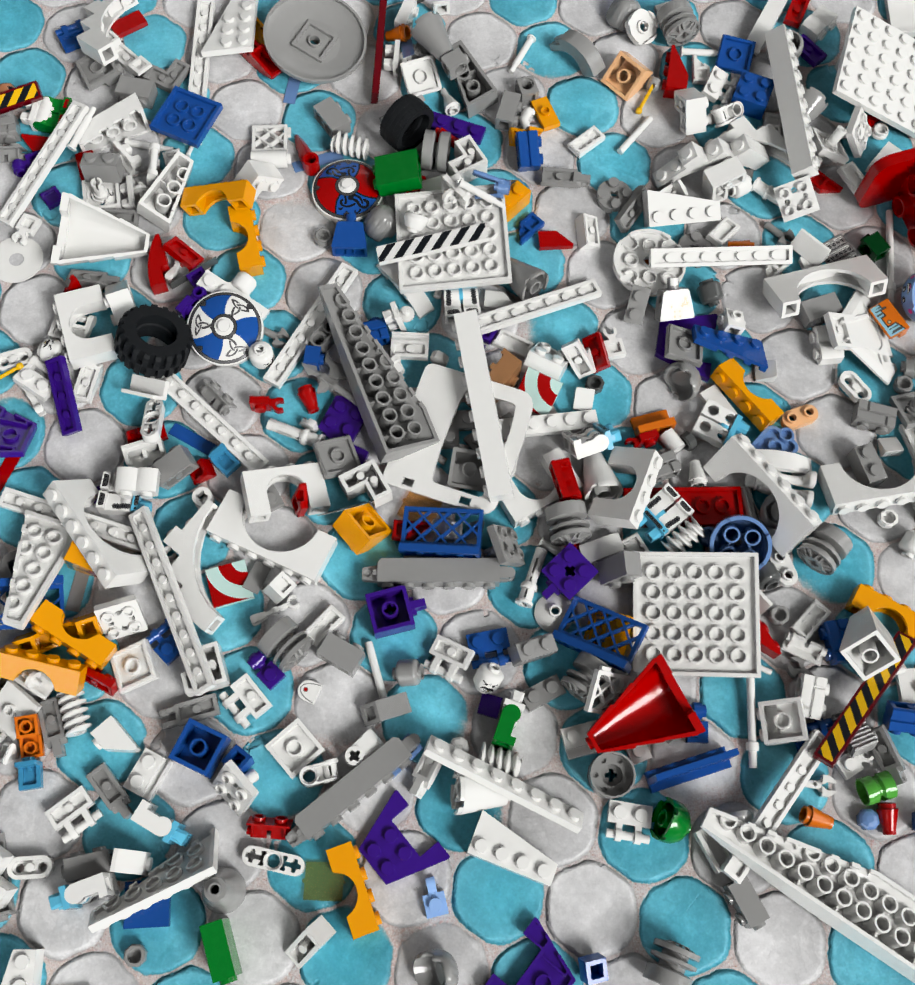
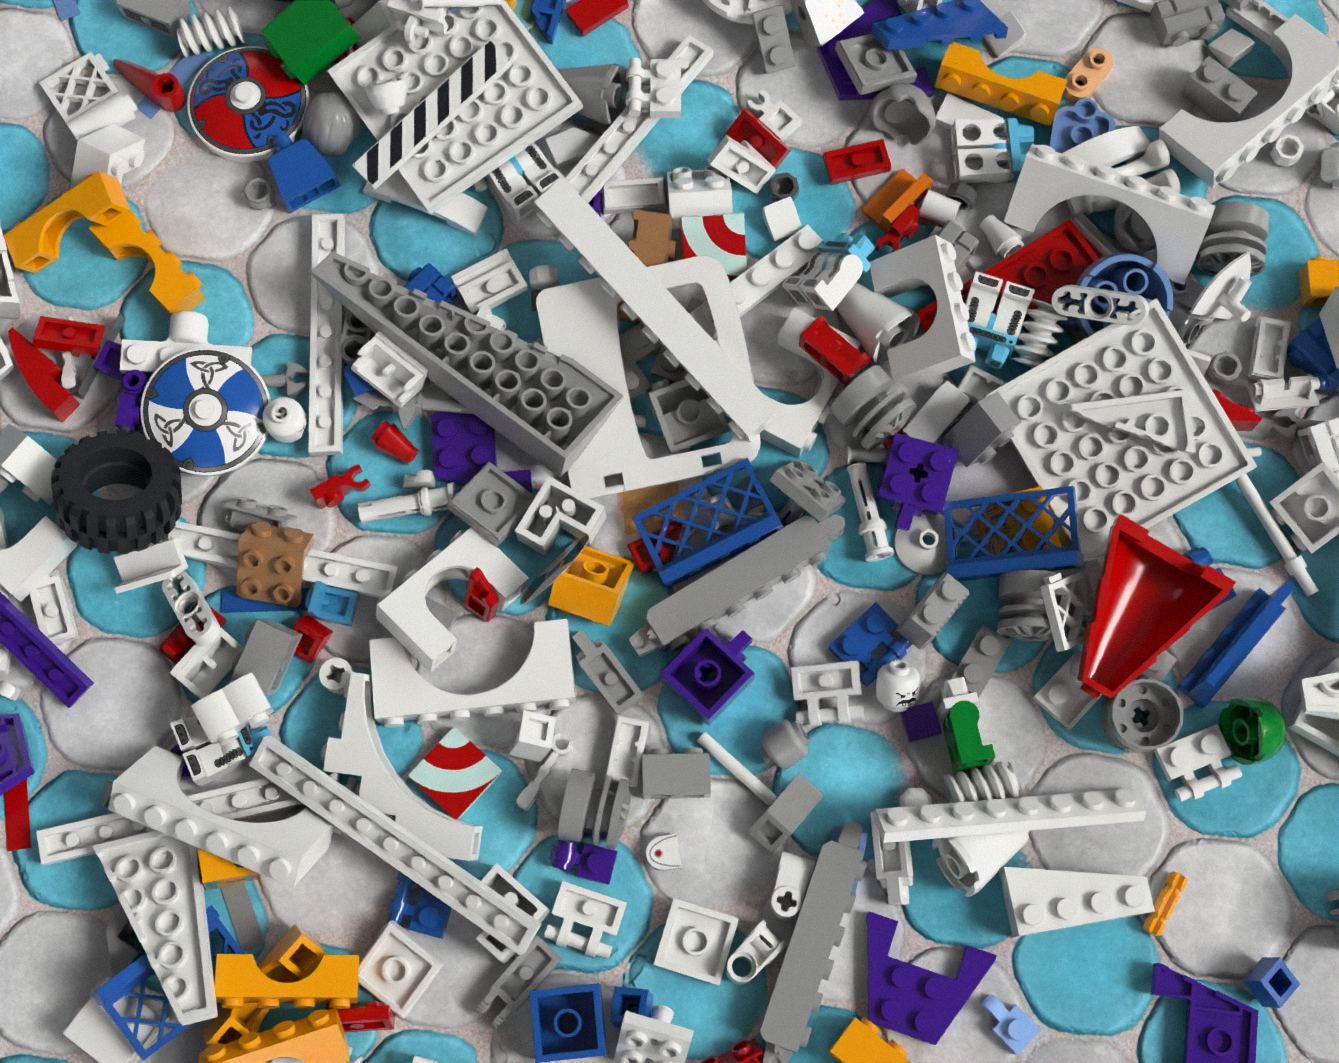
camera: 25 degrees left, 5 degrees up
(121, 614) = (331, 908): white plate -> none
(207, 422) = (272, 563): none -> medium nougat bracket
(256, 577) = (487, 741): light grey sticker -> none
(328, 359) = (390, 369): none -> white hinge
(339, 579) = (606, 673): none -> light grey hinge
(395, 318) = (446, 253): white hips -> none
(561, 887) = (1165, 903): none -> light orange axle
(562, 298) = (664, 84): none -> white plate
(642, 392) = (857, 161): none -> red plate
(716, 615) = (1154, 417): none -> white wing
(732, 537) = (1123, 317): none -> white beam
(802, 573) = (1225, 291): none -> white shield

